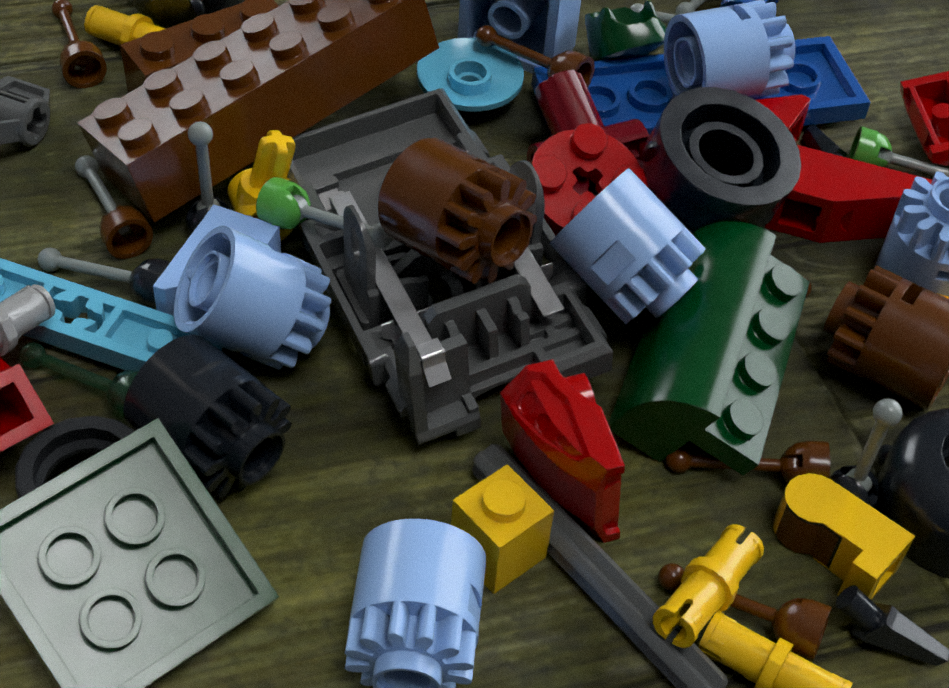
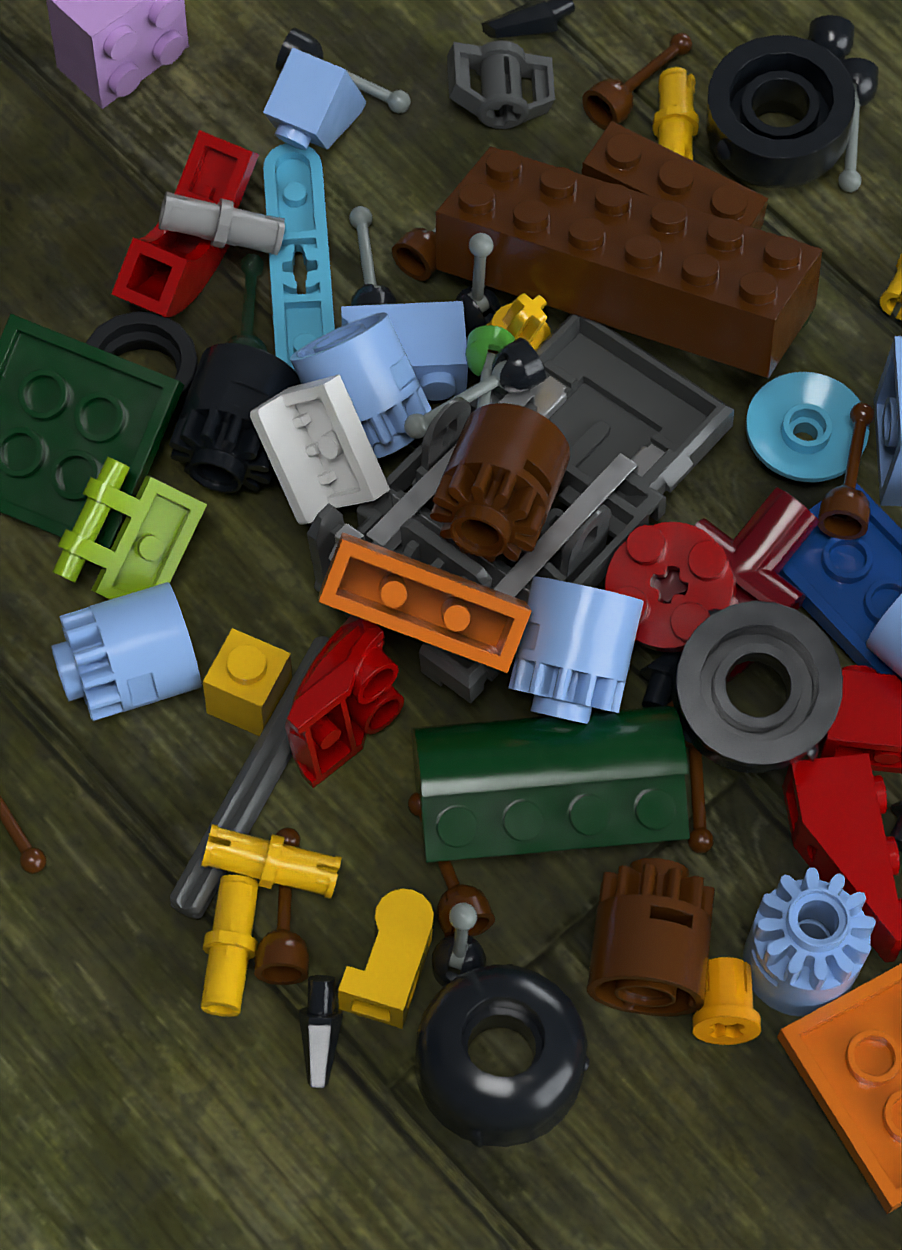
camera: 65 degrees right, 15 degrees up
(298, 544) = (149, 542): none -> lime plate
(305, 344) = (318, 448): none -> white bracket
(323, 192) = (513, 369): none -> black hinge
(544, 311) = (424, 602): none -> orange brick

